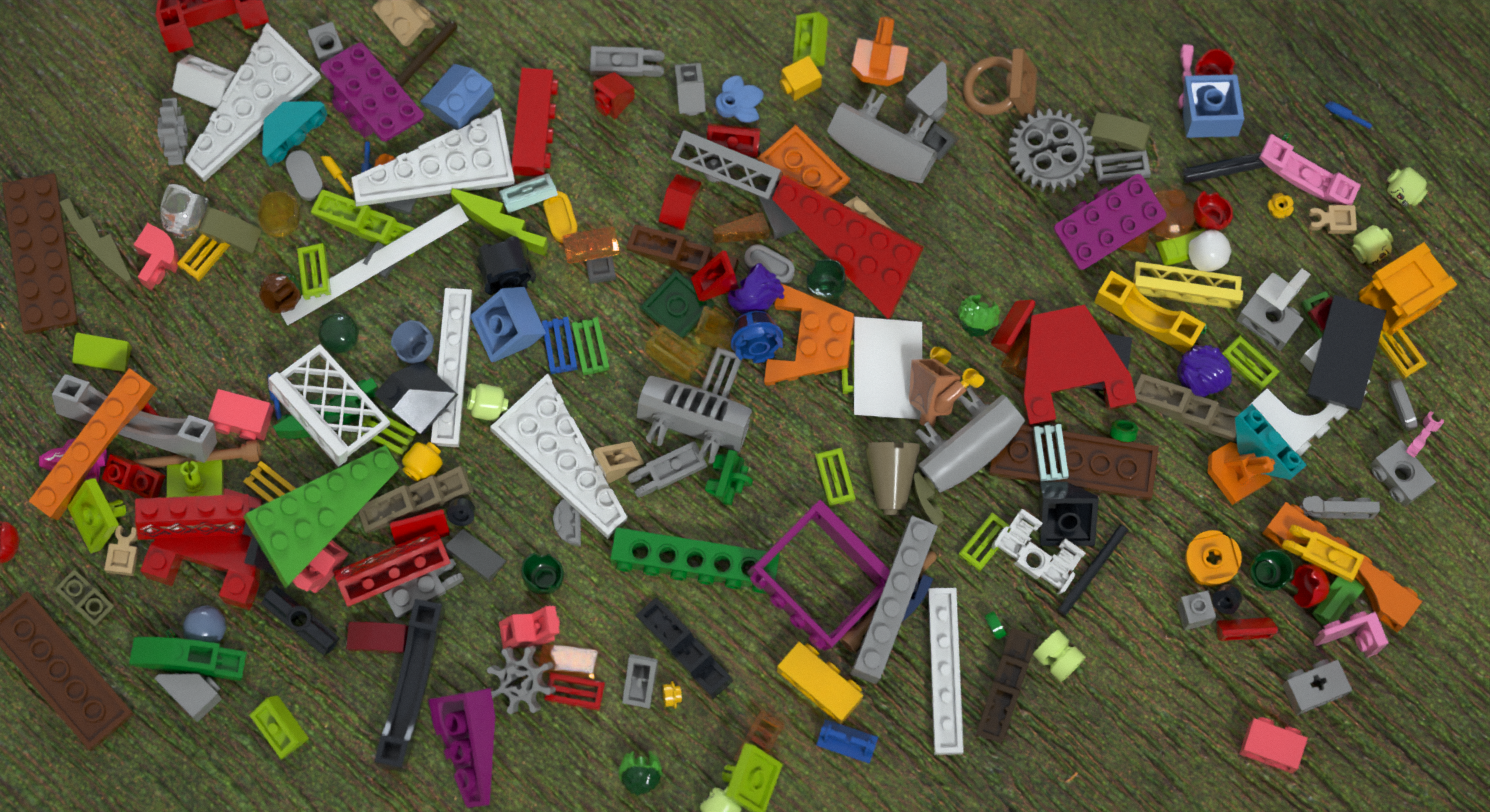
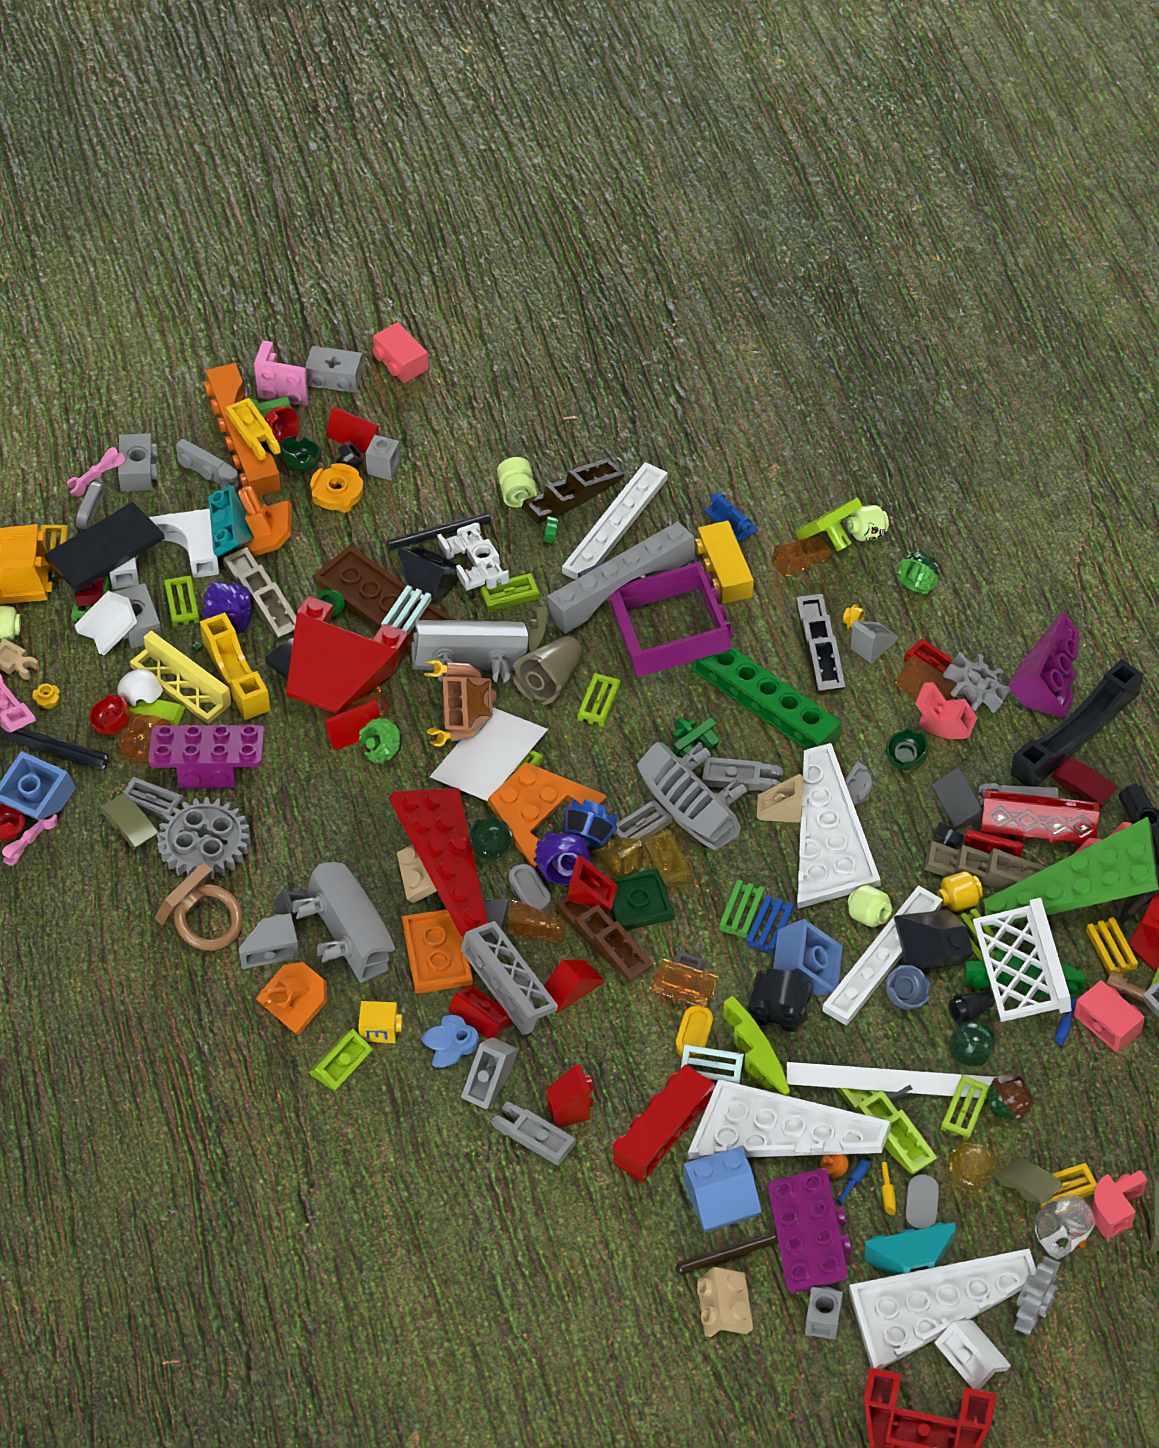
camera: 145 degrees left, 20 degrees down
(358, 360) = (970, 1005): none -> black cone

